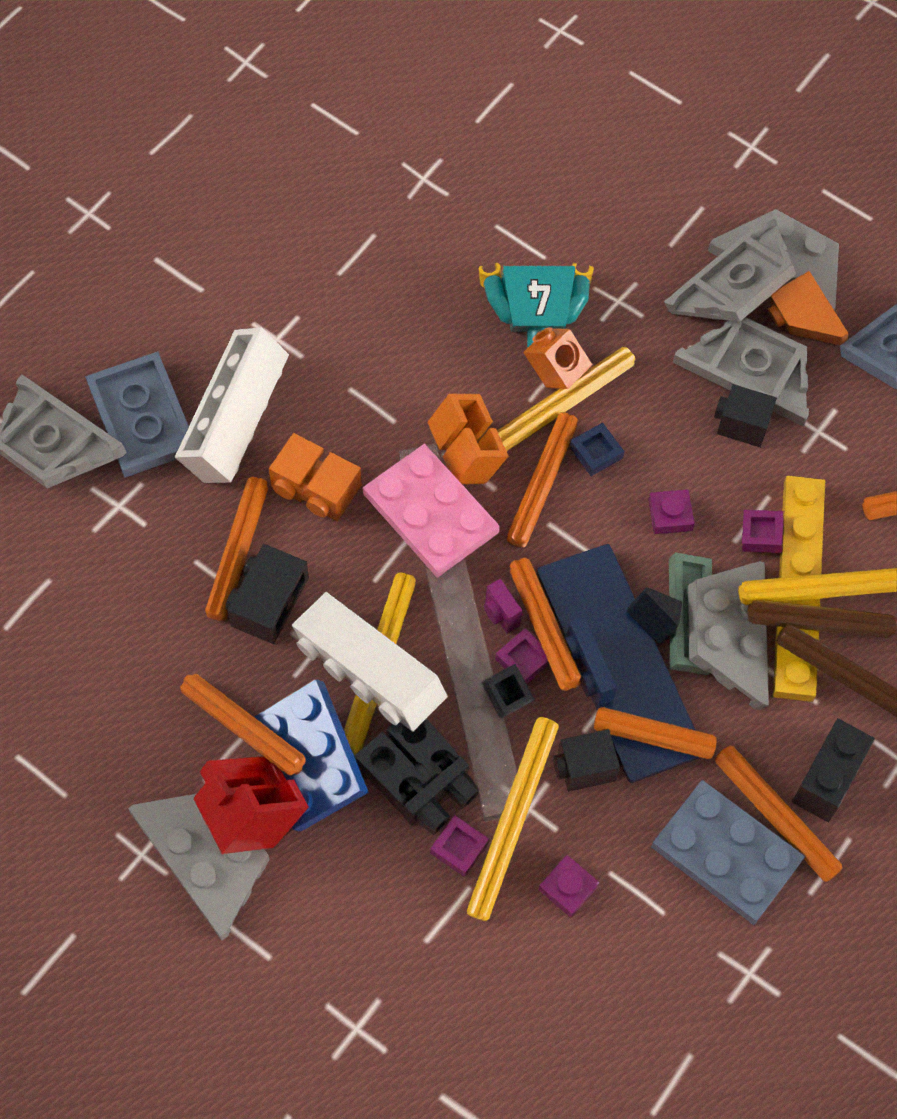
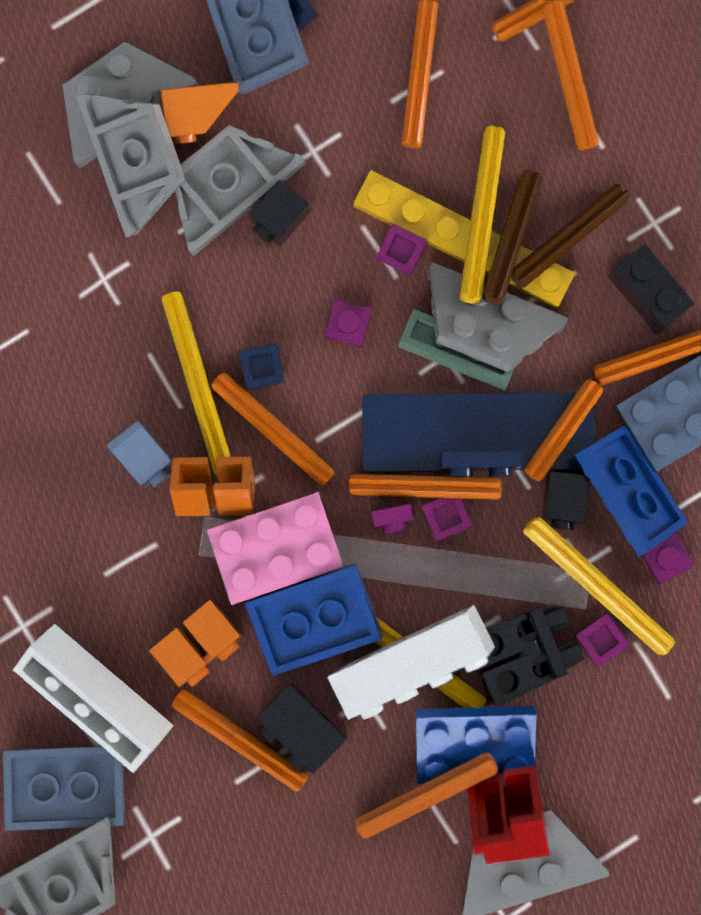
camera: 65 degrees left, 20 degrees up
(377, 566) = (314, 619): none -> blue plate
(473, 364) = (142, 455): none -> sand blue slope
(507, 691) = (478, 546): black slope -> none
(536, 296) = (83, 360): teal torso -> none
(570, 358) = (157, 367): orange brick -> none
(623, 816) = (631, 490): none -> blue plate
(656, 613) = (455, 382): black slope -> none

